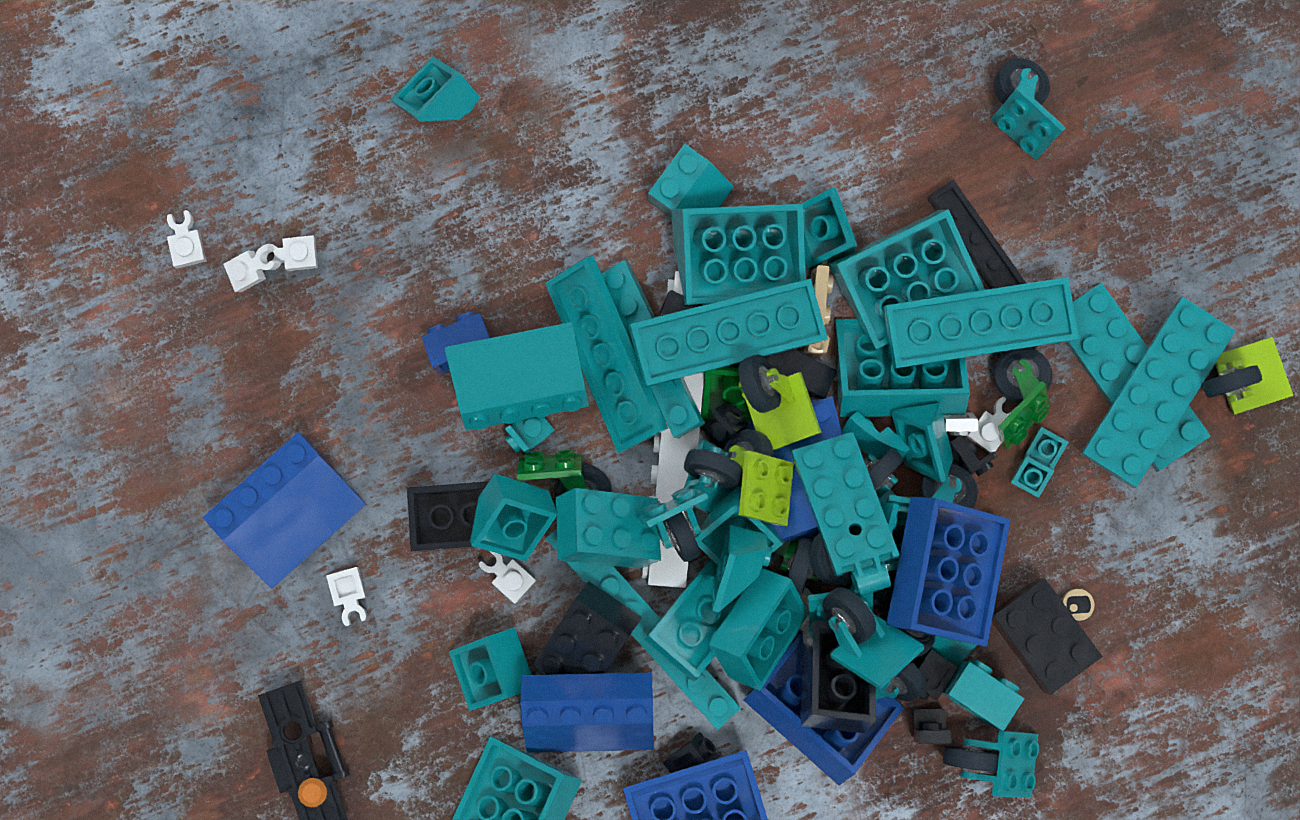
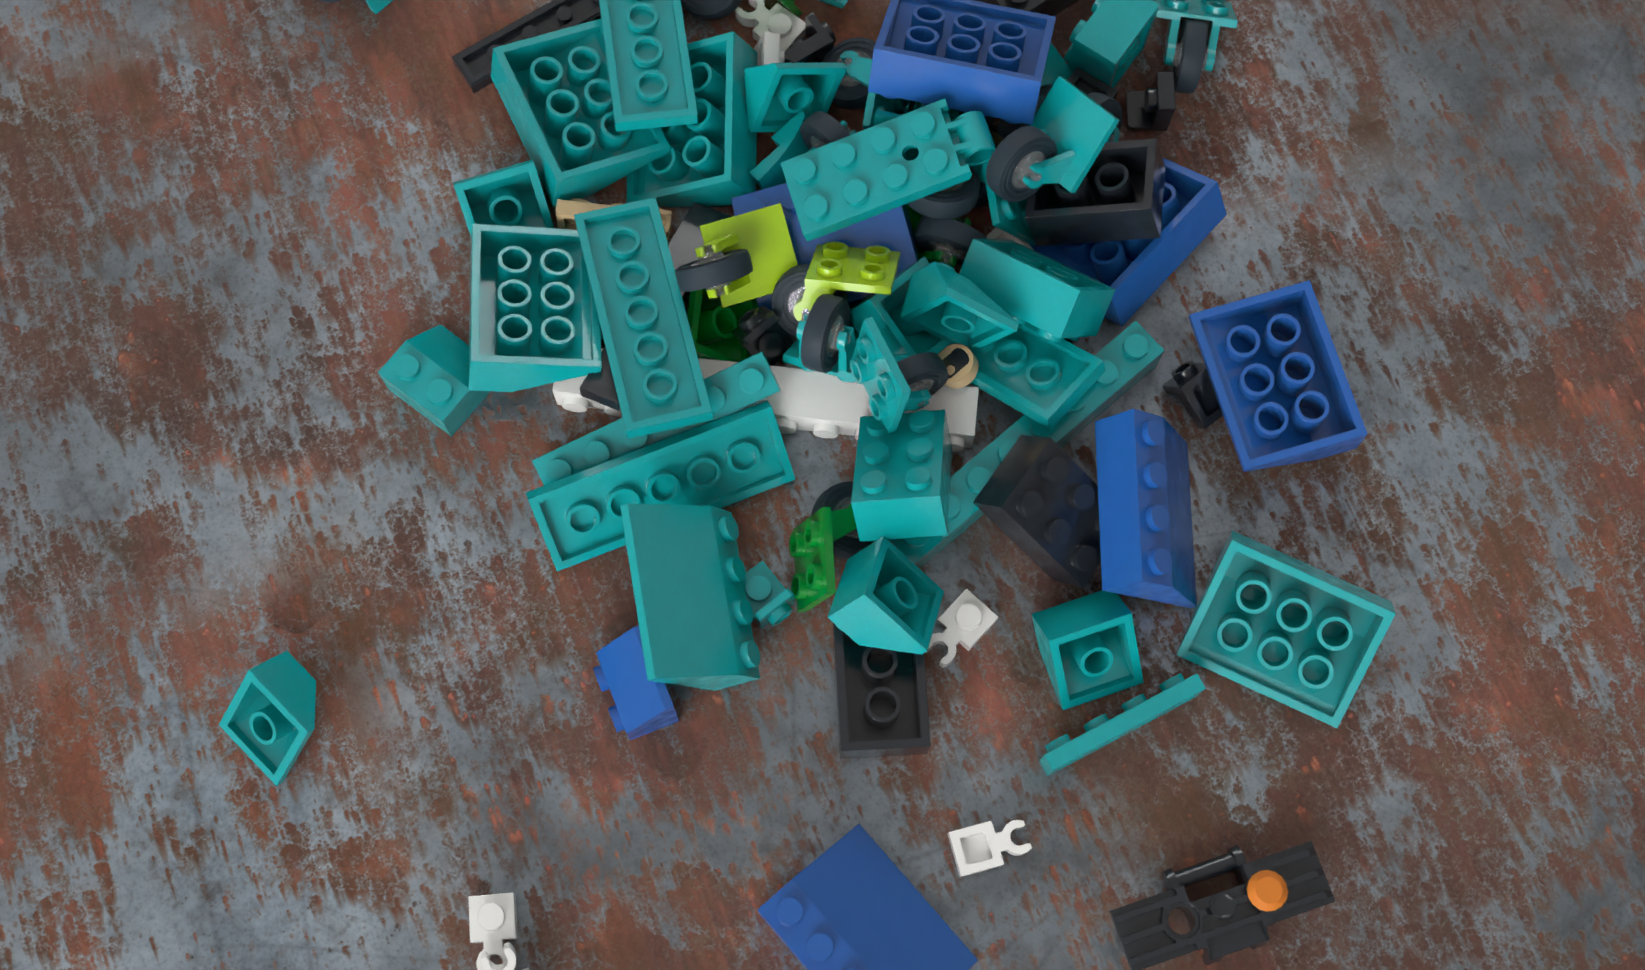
camera: 90 degrees left, 10 degrees down
(443, 704) = (1136, 713): none -> teal plate
(699, 570) = (960, 364): none -> tan tile

